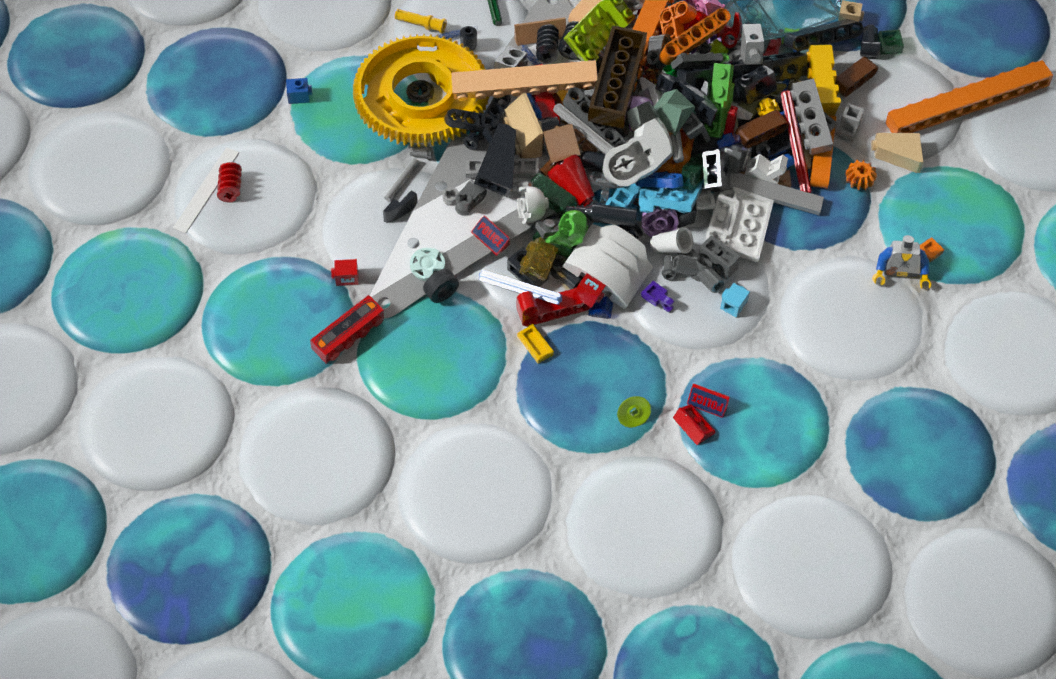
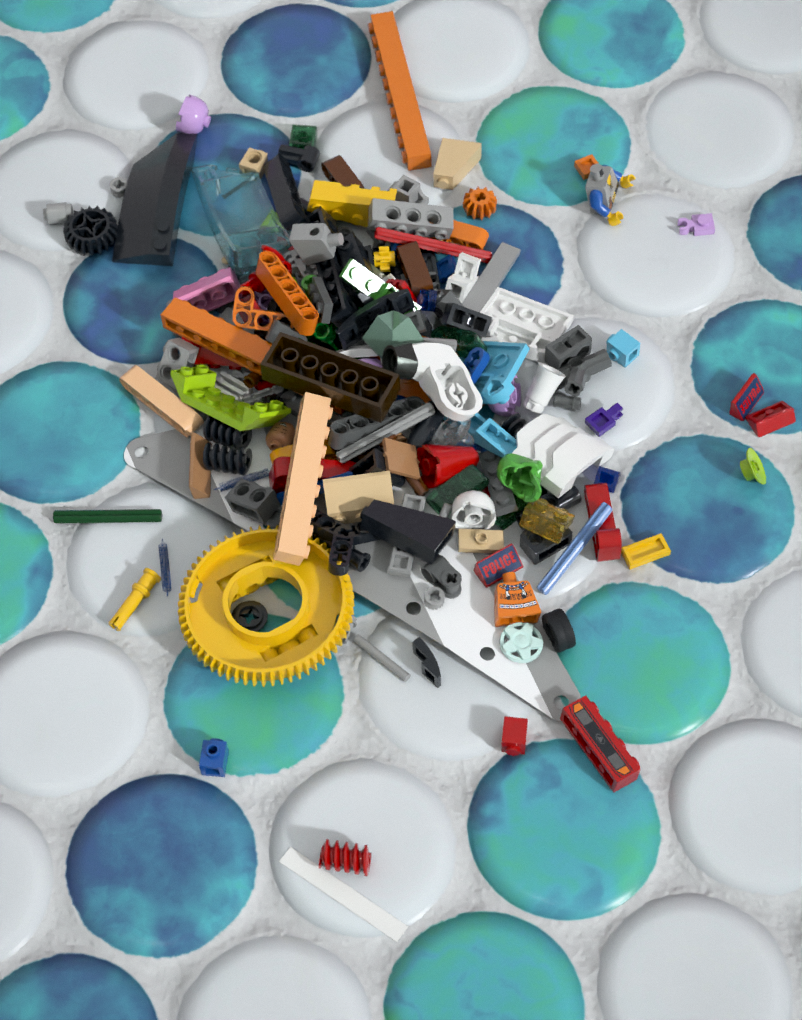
camera: 75 degrees left, 0 degrees up
(459, 250) = (514, 602): none -> orange torso
(468, 37) = (184, 547): black brick -> none
(511, 219) = (480, 540): none -> tan plate
(589, 290) = (598, 476): red brick -> none
(608, 214) = (504, 434): black piece -> none
(894, 347) = (699, 224): none -> lavender plate

